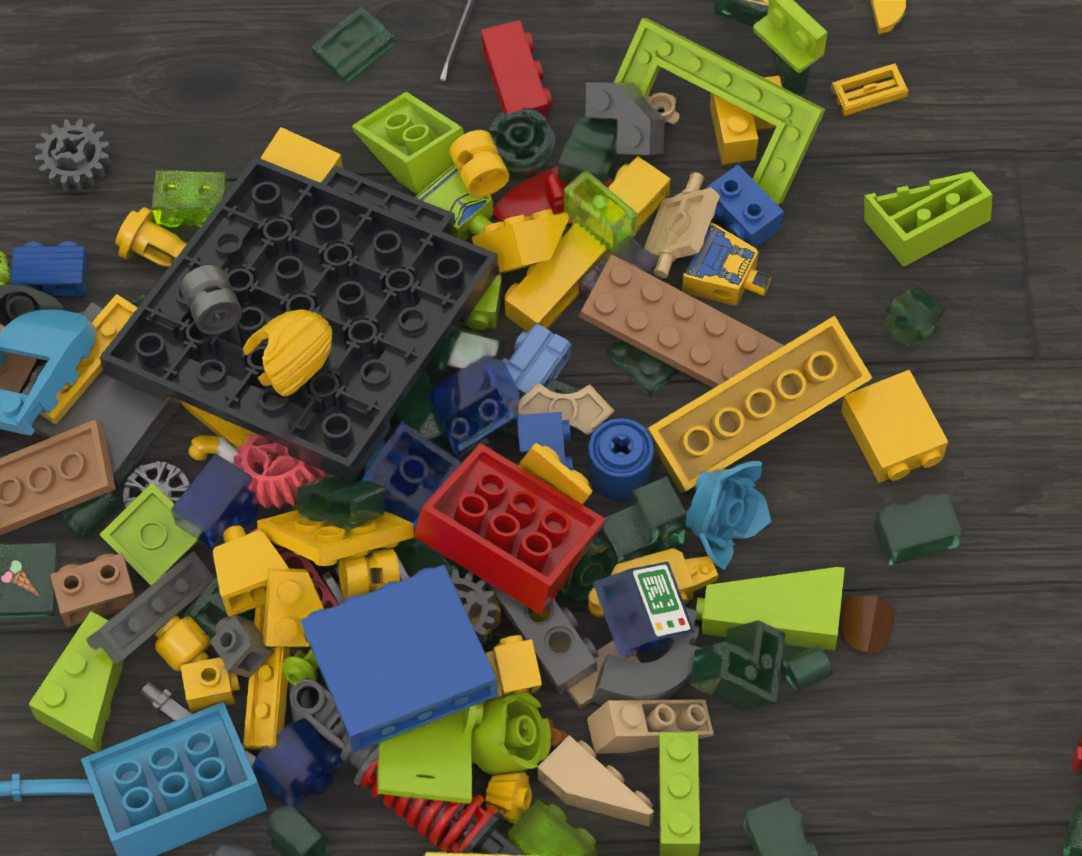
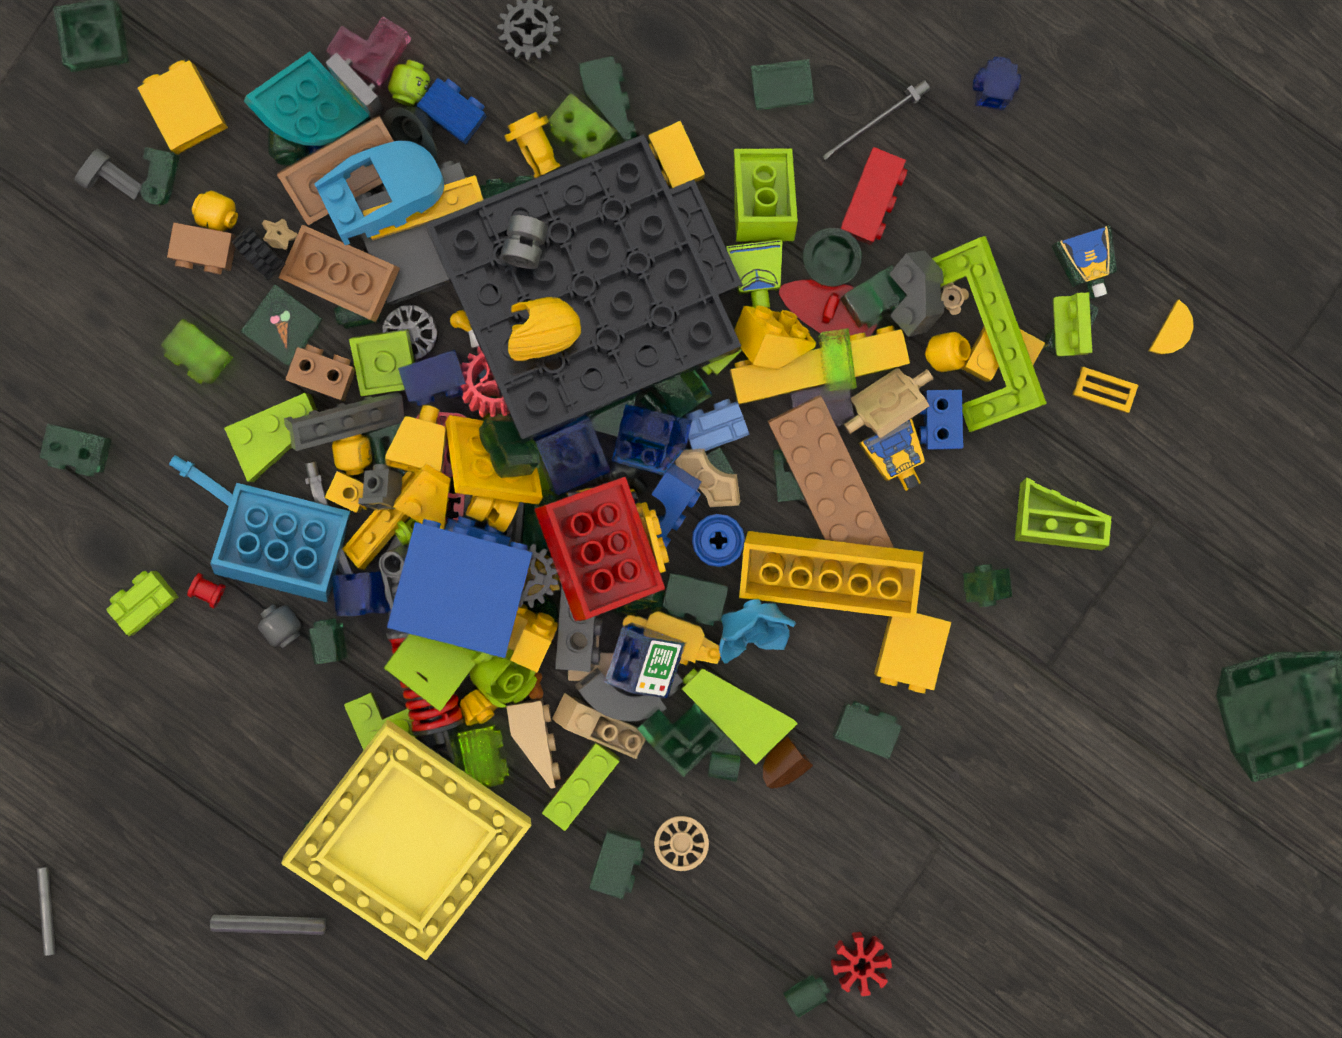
camera: 40 degrees right, 25 degrees up
(181, 149) = (603, 91): none -> clear green slope
(479, 163) = (786, 259): yellow wheel -> none
(697, 149) = (948, 351): none -> yellow head
(830, 781) = (681, 843): none -> tan wheel

